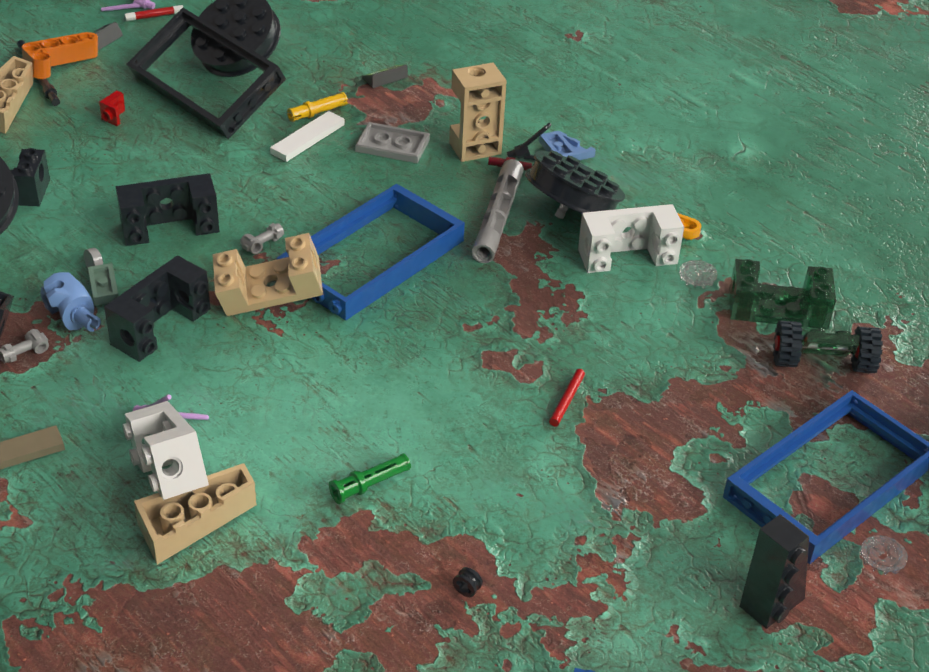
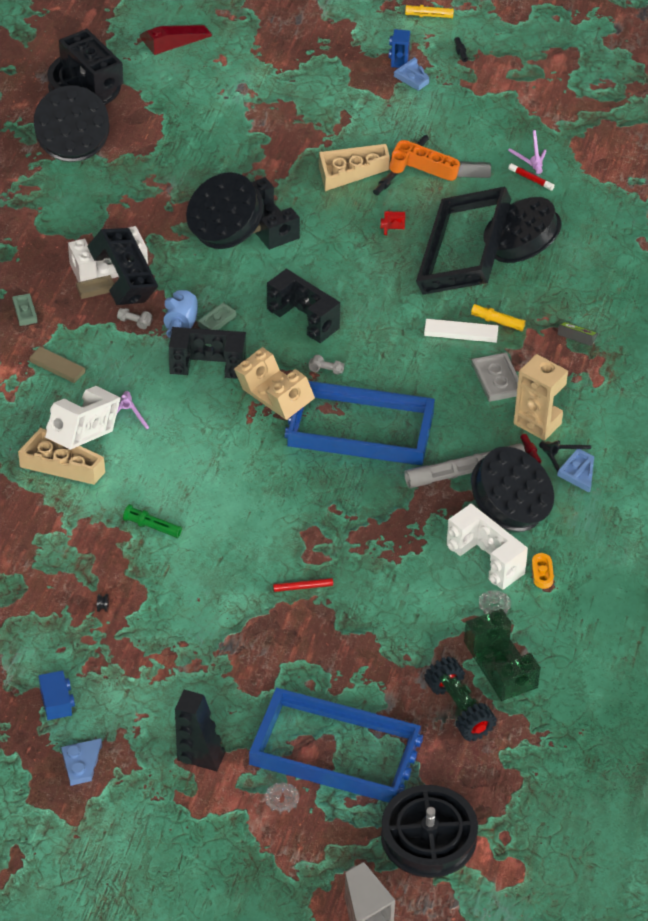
camera: 60 degrees right, 5 degrees up
(92, 257) = (234, 300): light grey tile -> none

